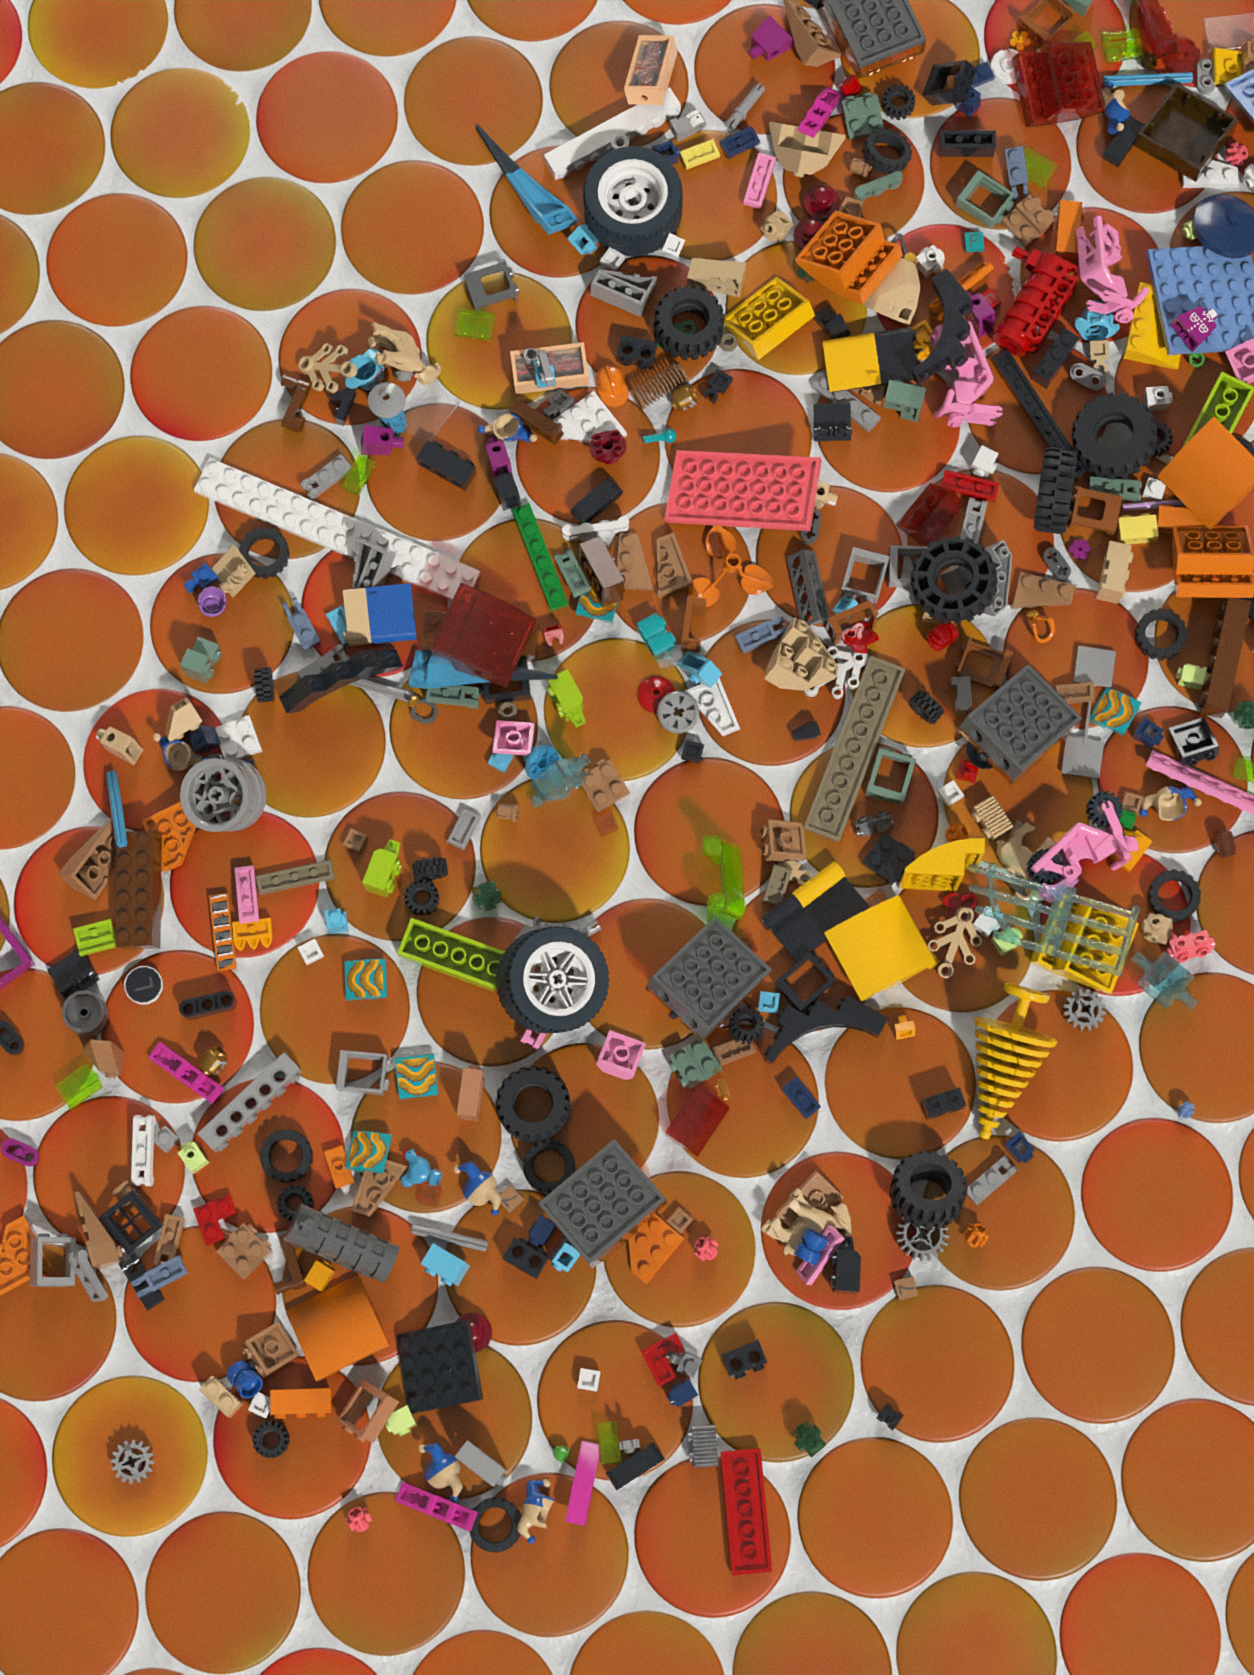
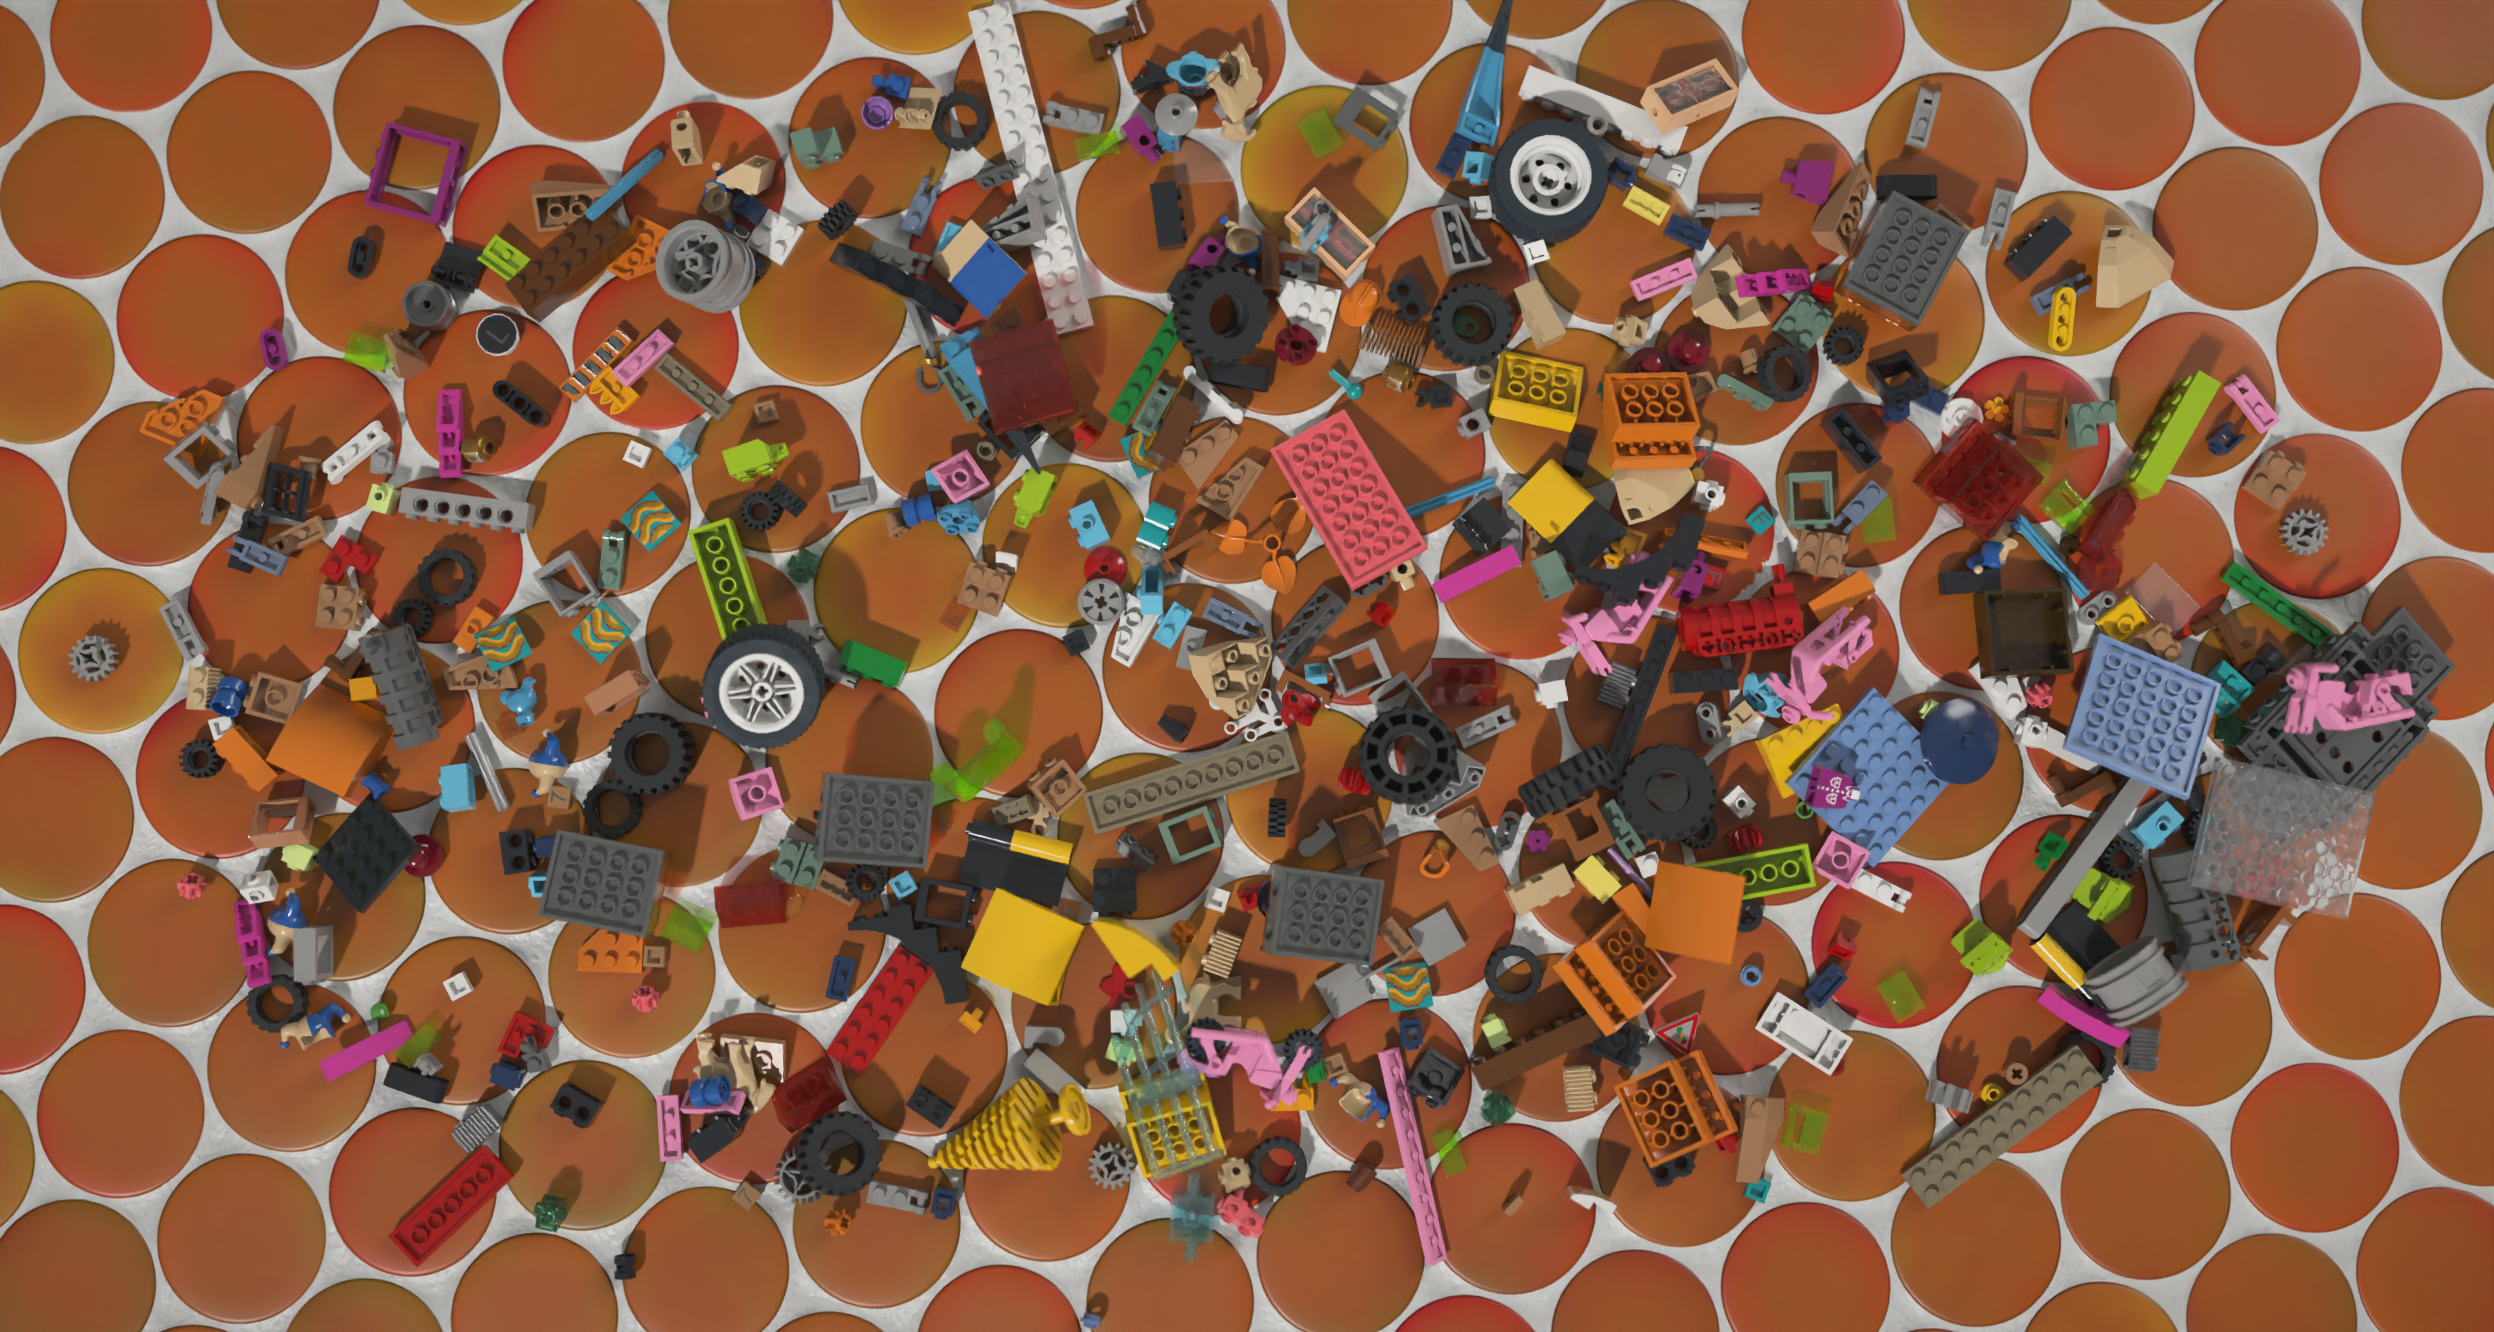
camera: 50 degrees right, 10 degrees up
(165, 1378) = (183, 629): none -> light grey plate
(309, 364) = (1163, 18): tan plant -> none
(321, 560) = (995, 176): none -> dark grey hinge
(371, 1029) = (612, 560): none -> sand green plate
(394, 1325) = (375, 785): none -> blue bush
(399, 1468) = (259, 886): none -> white brick
(513, 783) = (915, 510): none -> blue wheel
(559, 780) = (952, 548): clear light blue brick -> none
(560, 461) = (1247, 317): none -> black tyre
(562, 250) = (1453, 156): none -> dark blue plate
(594, 901) = (872, 664): none -> green brick
(596, 754) = (1007, 561): none -> white slope
(617, 680) = (1089, 525): none -> medium azure brick
(678, 1182) = (686, 929): none -> clear neon green plate
(734, 676) = (1172, 625): none -> medium azure brick
(755, 674) = (1192, 641): none -> light grey plate
(760, 367) = (1481, 419): none -> light grey brick
(796, 423) = (1450, 497): none -> dark azure axle
(813, 1305) = (670, 1127): none -> bright pink plate
(840, 532) = (1382, 614): none -> red tile
(845, 1089) = (880, 1010): none -> red plate
(862, 449) = (1476, 574): none -> dark pink slope
(867, 1185) = (807, 1095): none -> clear red slope
(952, 986) = (1043, 1034): none -> light grey leg
(956, 938) = (1086, 1004): tan plant -> none
(970, 486) = (1518, 696): red plate -> none
(987, 1003) = (1050, 1072): none -> white tile
(1014, 418) = (1616, 686): none -> flat silver brick
(1185, 410) = (1745, 837): none -> red gear

